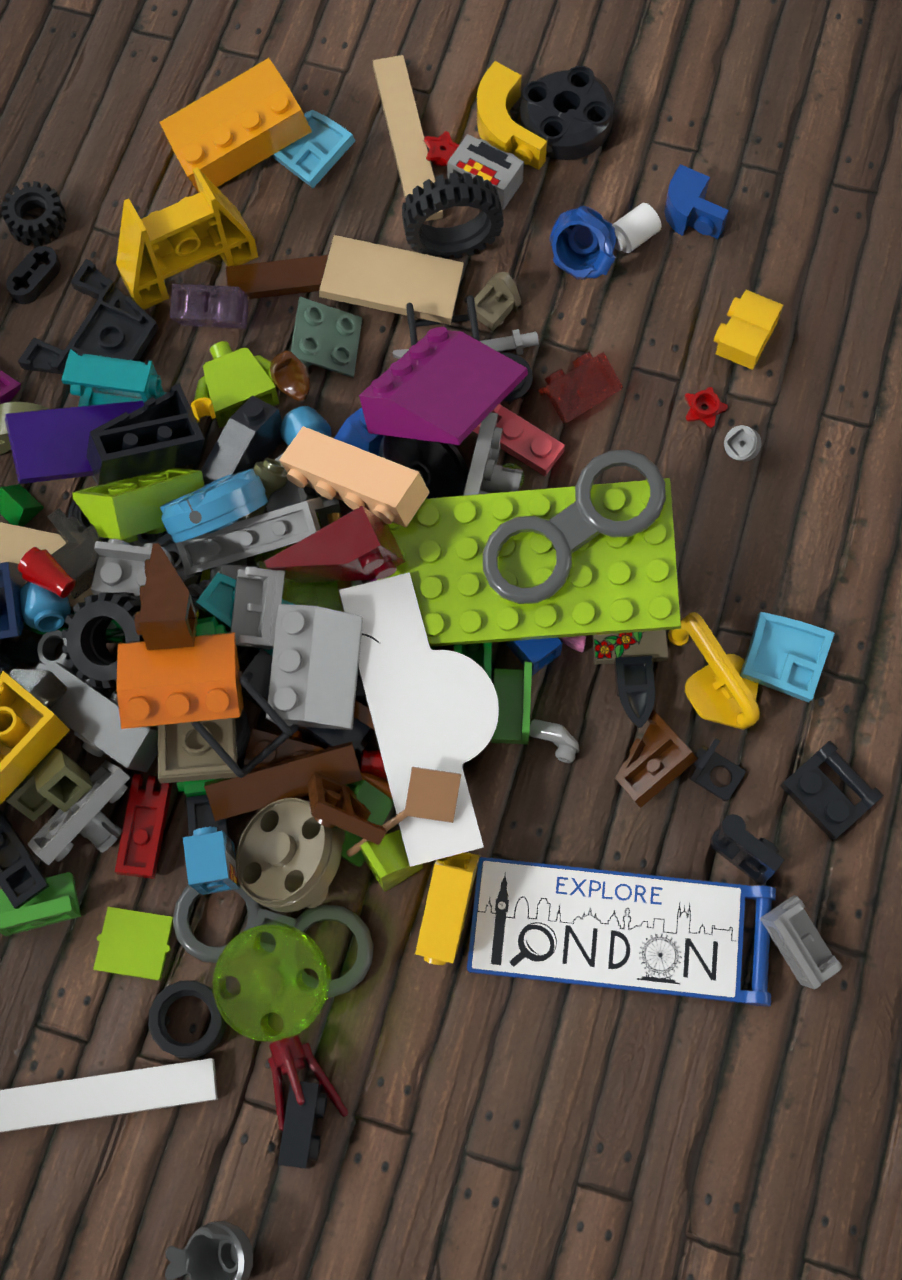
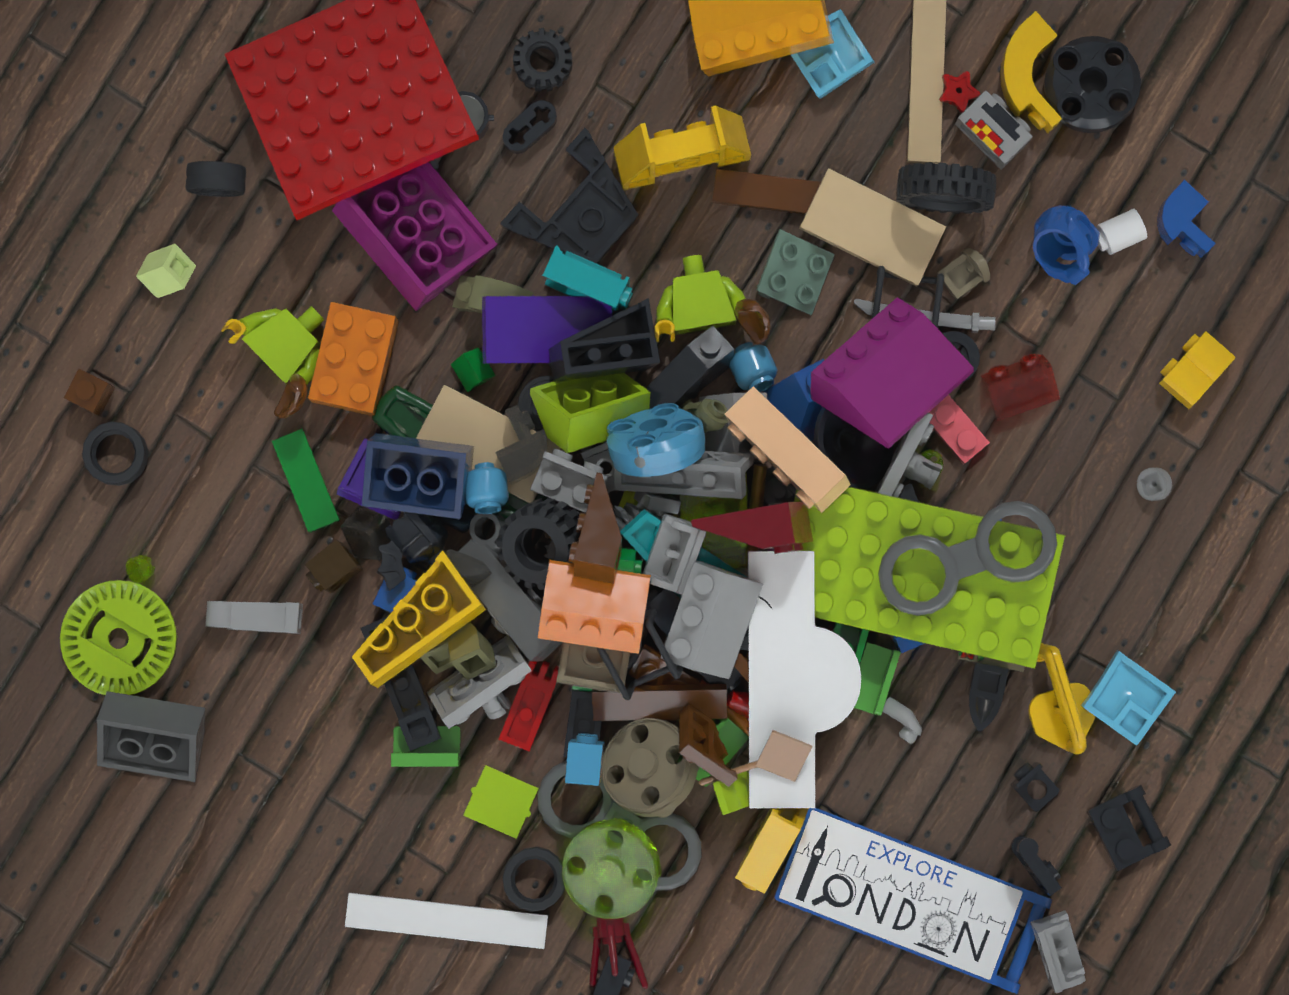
camera: 15 degrees right, 15 degrees up
(44, 571) = (496, 469): red cone -> none
(209, 306) = (692, 215): clear purple brick -> none
(654, 761) = (982, 763): reddish brown wing -> none
(708, 398) = (1136, 426): red plate -> none

